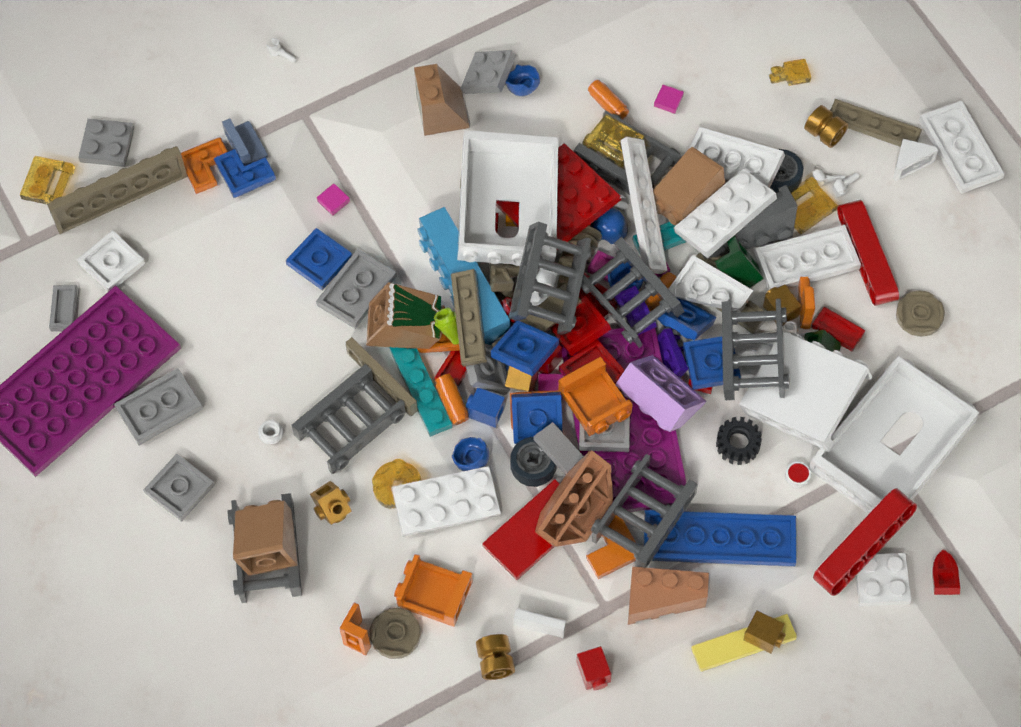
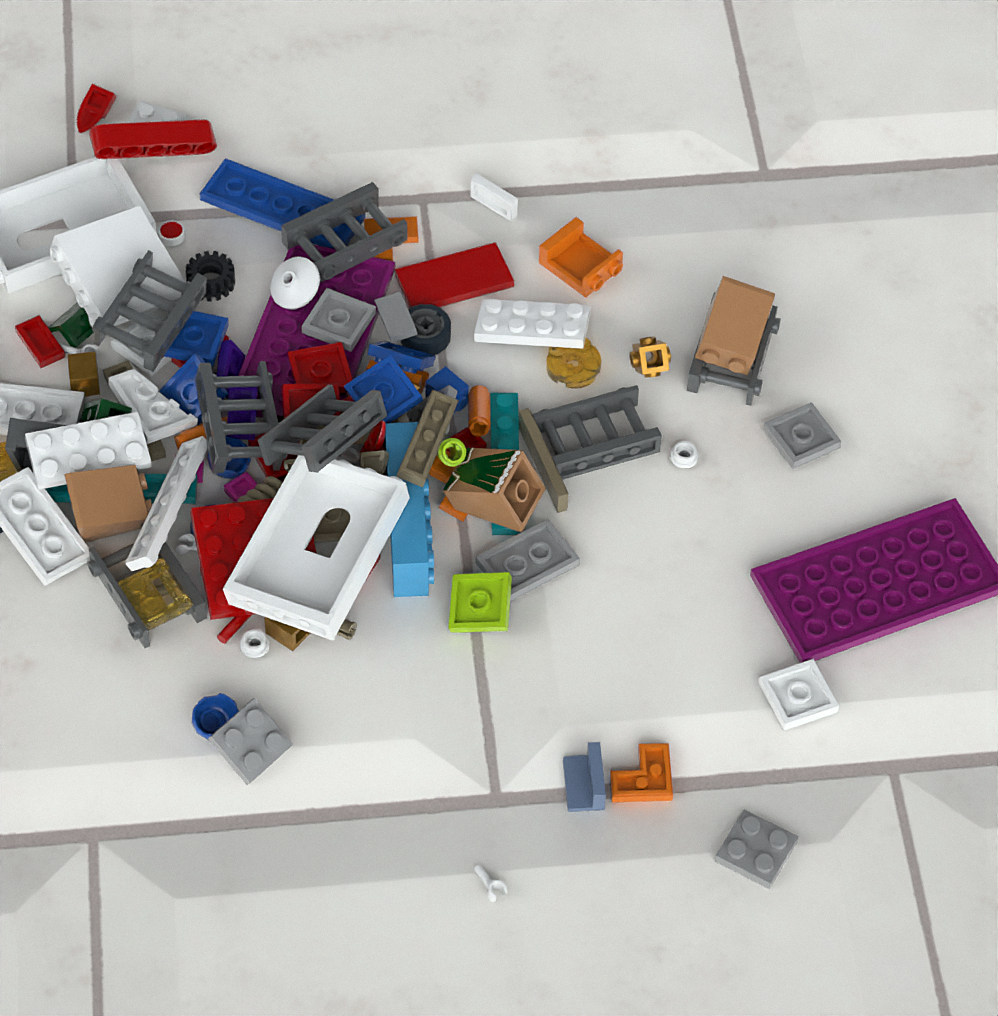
camera: 160 degrees left, 10 degrees down
(40, 178) = (855, 825): clear yellow plate -> none
(63, 307) = (870, 669): light grey tile -> none
(117, 189) = (763, 757): dark tan plate -> none
(158, 406) = (796, 520): light grey plate -> none
(243, 178) = (609, 731): blue plate -> none
(318, 259) = (555, 608): blue plate -> none
(333, 199) = (508, 673): dark pink tile -> none
(351, 632) = (676, 238): orange panel -> none
(375, 234) = (480, 602): none -> lime plate
(395, 633) = (637, 242): dark tan tile -> none
(439, 101) = (331, 719): medium nougat slope -> none
(470, 454) = (486, 351): blue hair -> none
(494, 652) = (550, 183): pearl gold wheel -> none
(577, 502) = (414, 260): nougat wedge -> none
(594, 397) = (335, 330): orange panel -> none
(594, 668) = (462, 148): red brick -> none
(607, 99) = (127, 661): orange piece -> none
(658, 443) = (301, 288): none -> white dish
(659, 393) = (263, 324): lavender slope -> none
(665, 592) = (348, 170): nougat wedge -> none
(668, 99) = (56, 640): dark pink tile -> none
(733, 647) = (312, 126): light yellow tile -> none
(764, 632) = (292, 112): pearl gold brick -> none
(807, 302) = (62, 344): orange tile -> none

